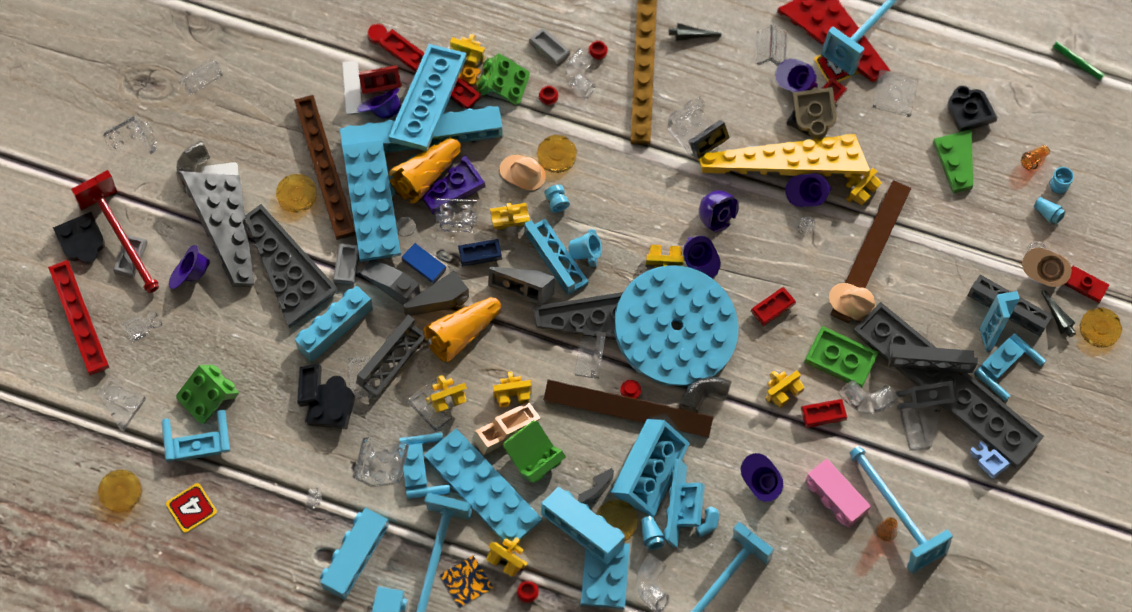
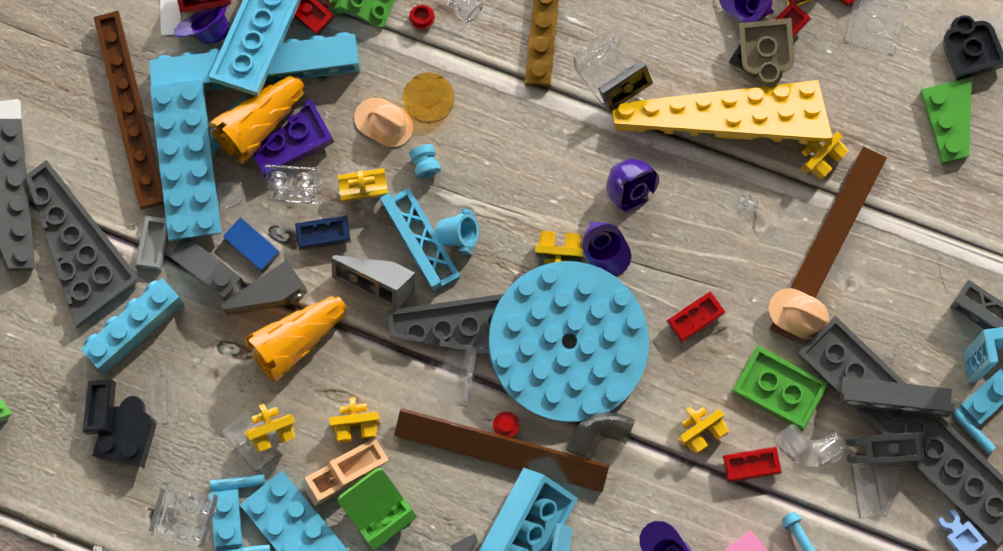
camera: 10 degrees right, 10 degrees up
(296, 193) = (92, 144): clear yellow tile -> none
(387, 349) = (195, 366): dark grey fence -> none
(807, 190) = (750, 159): dark purple piece -> none

